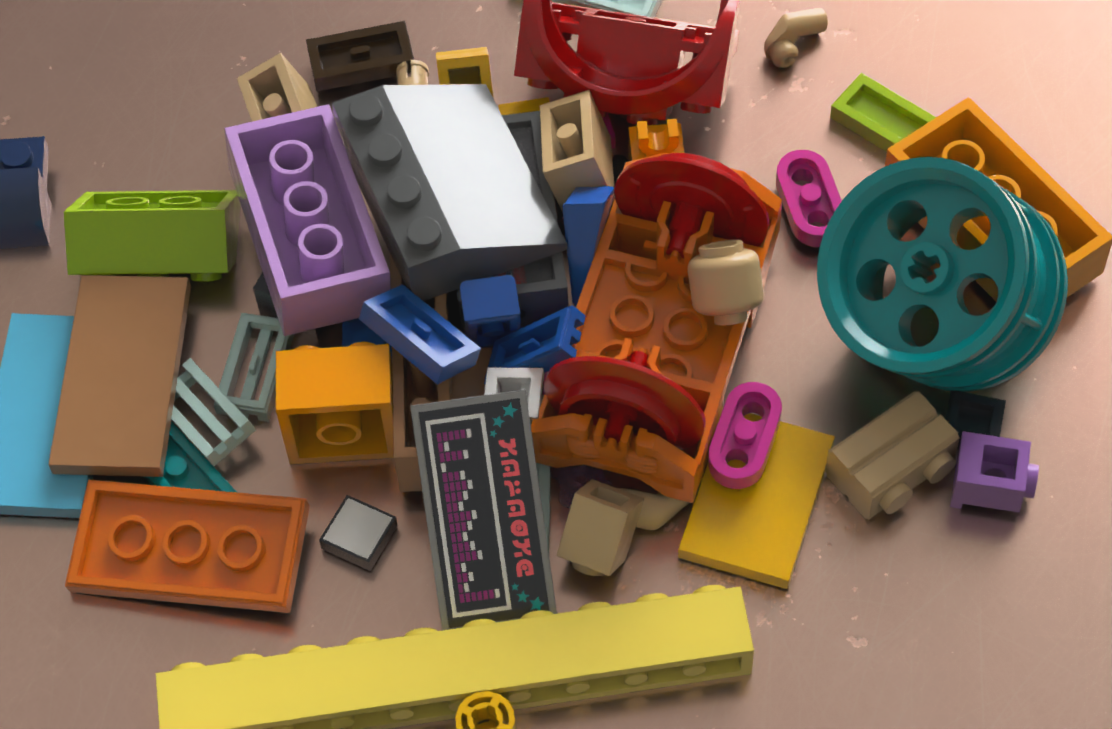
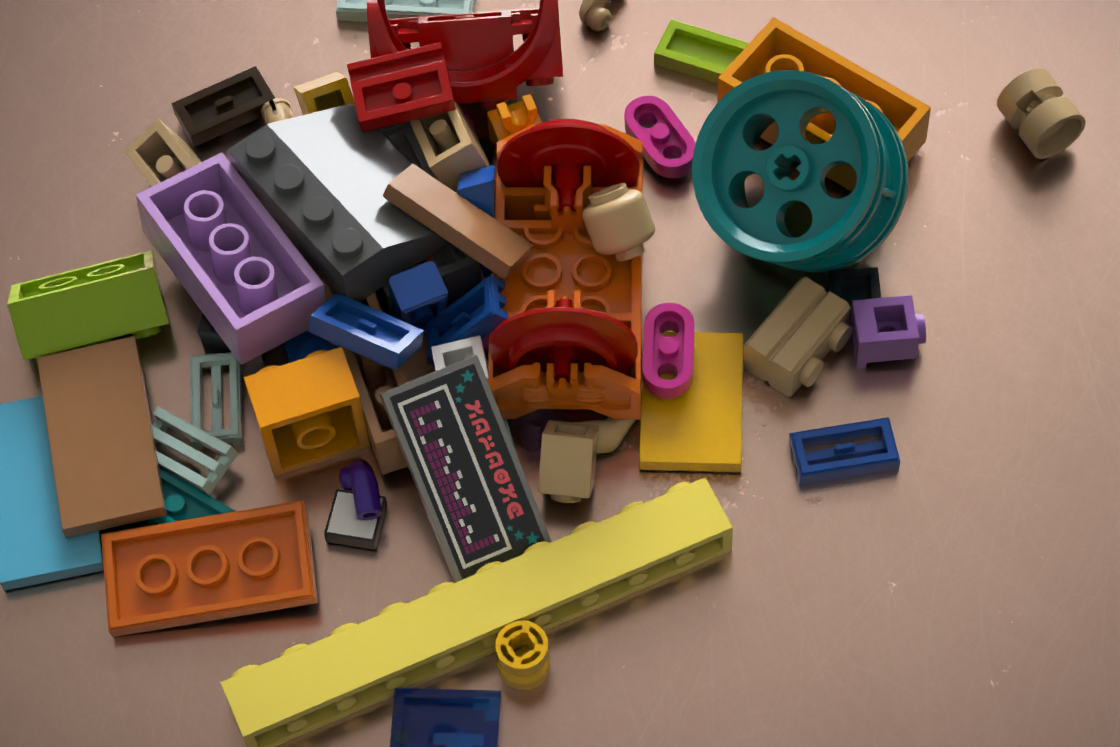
camera: 15 degrees left, 0 degrees up
(375, 494) = (362, 481): none -> dark purple arm
(538, 79) = (401, 87): none -> red plate
(554, 238) = (458, 221): none -> medium nougat tile
(908, 615) = (848, 458): none -> blue tile

